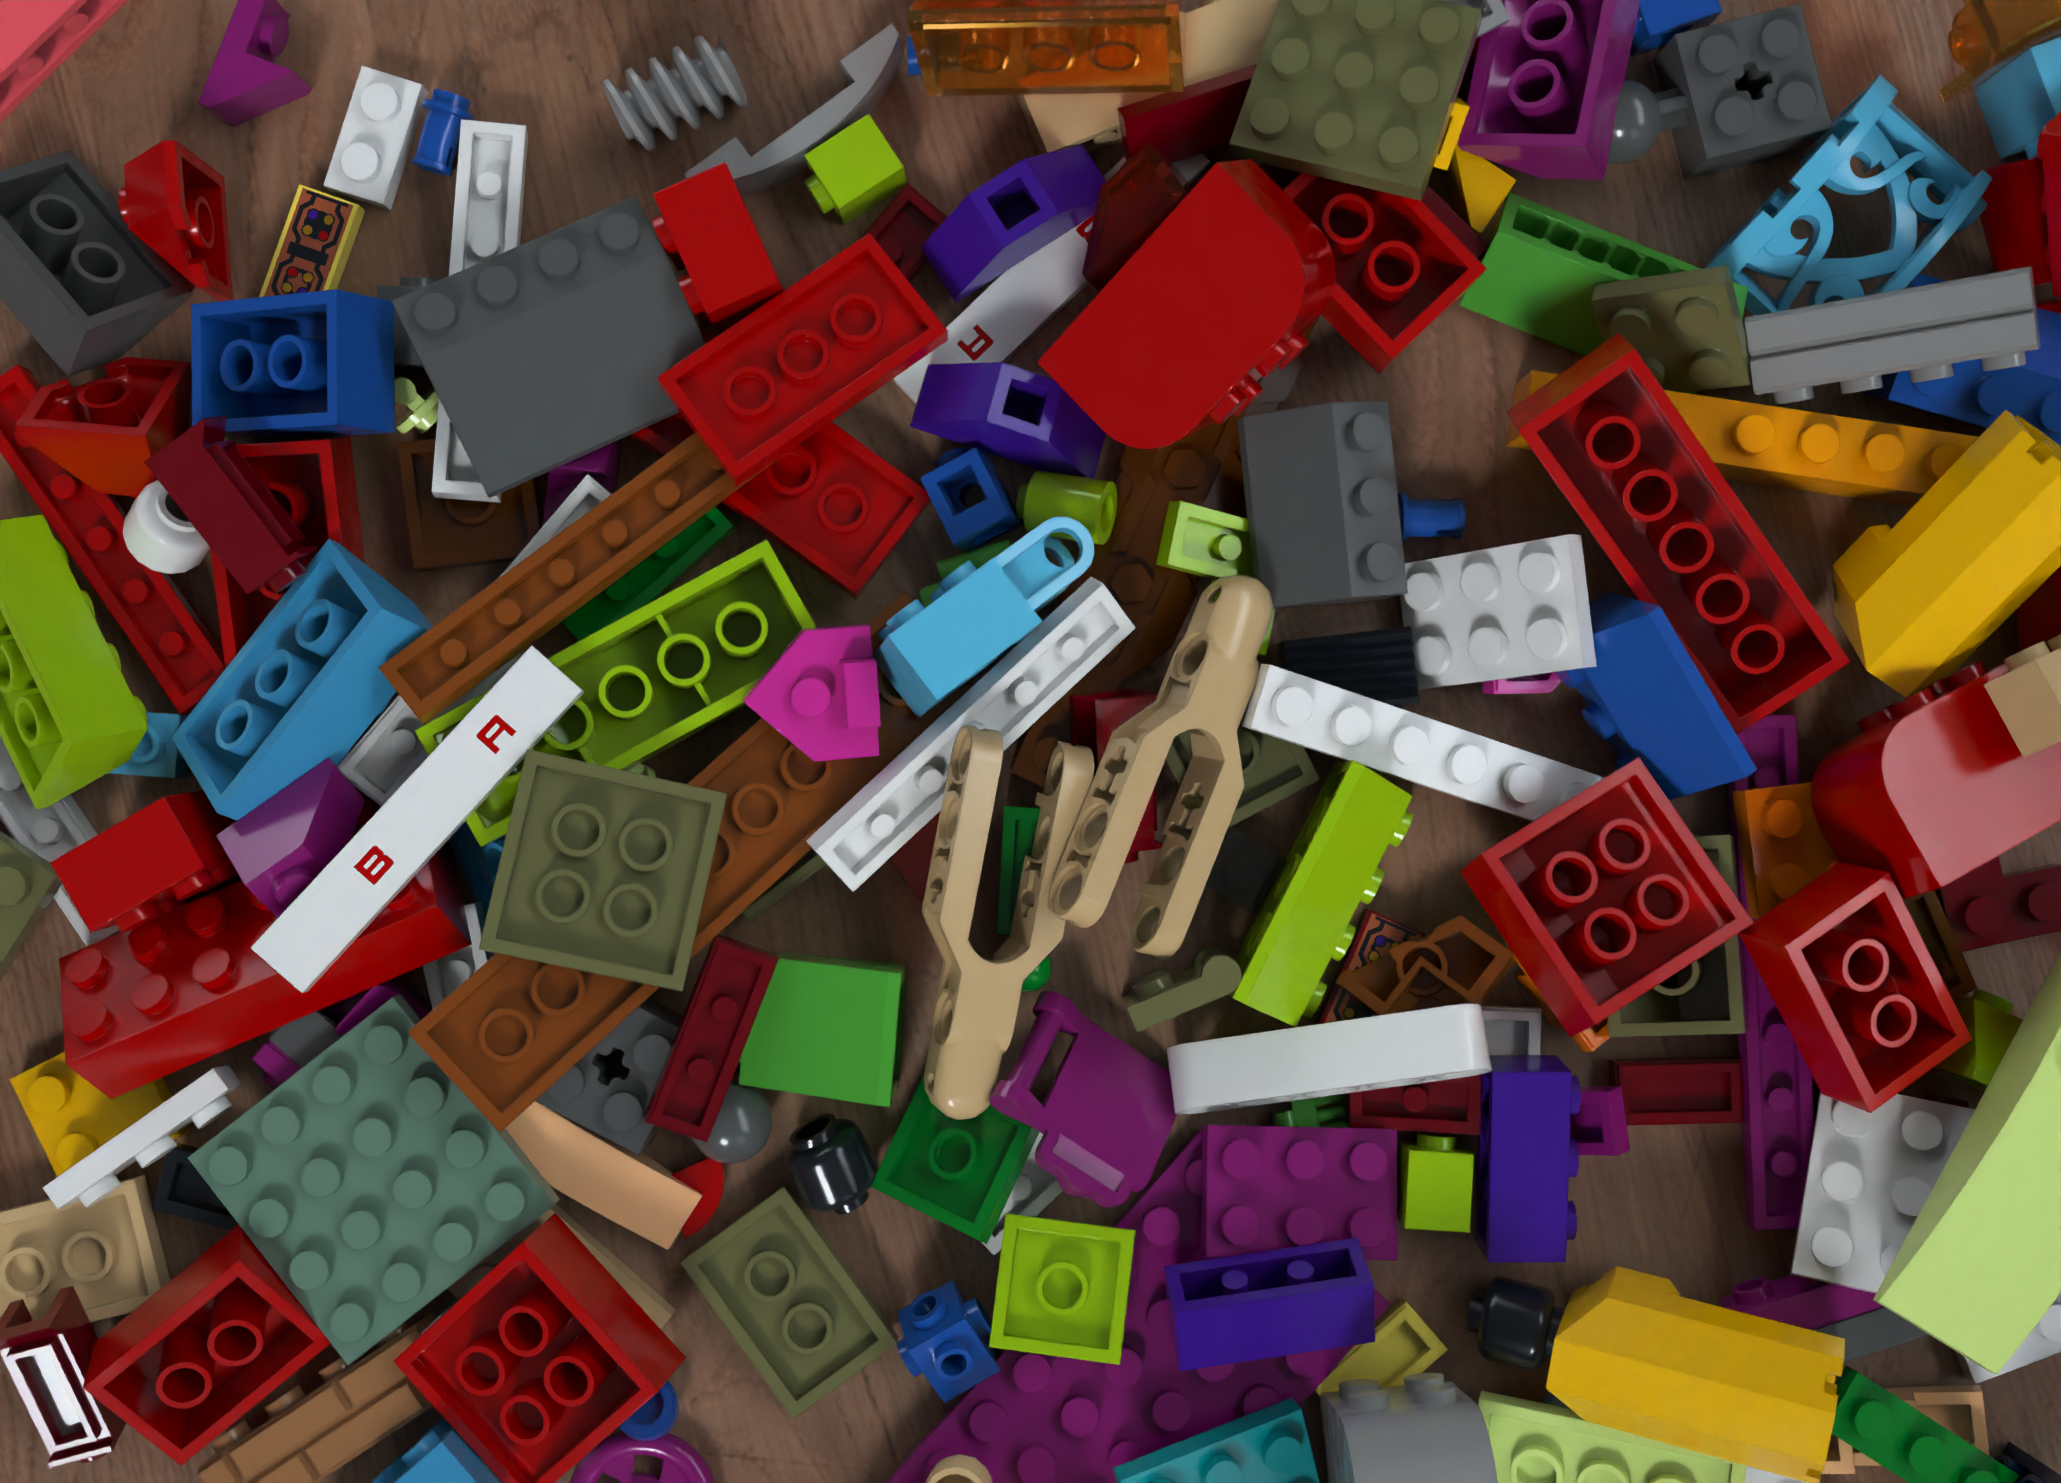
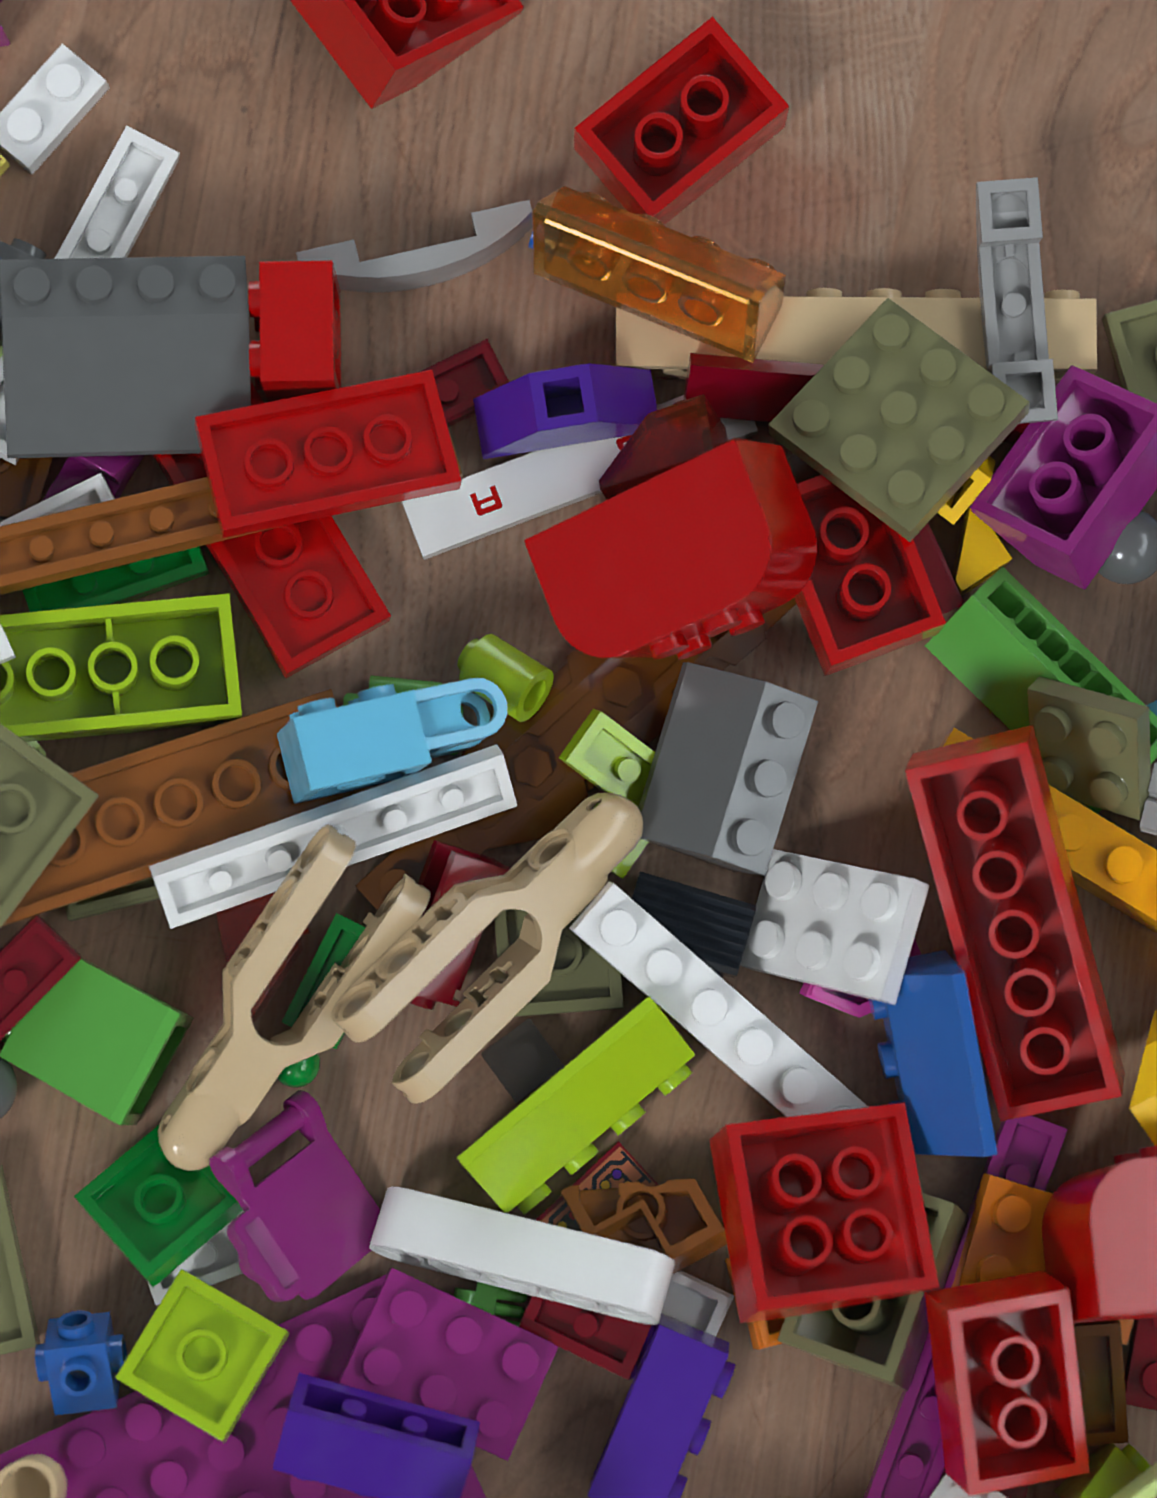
camera: 20 degrees right, 5 degrees down
(441, 132) = (105, 128): blue pin -> none
(675, 92) = (320, 180): light grey piece -> none
(823, 693) = (219, 746): dark pink plate -> none
(831, 1164) = (48, 1163): black head -> none
(854, 171) = (444, 309): lime brick -> none
(947, 488) = (406, 619): blue brick -> none
(1009, 416) = (484, 576): dark purple slope -> none
(1164, 996) = (401, 1135): olive plate -> none
(1431, 517) = (816, 818): blue pin -> none
(1434, 1183) = (572, 1408): lime brick -> none
(1601, 1122) = (738, 1416): magenta plate -> none
(1680, 1090) = (824, 1422): dark red tile -> none

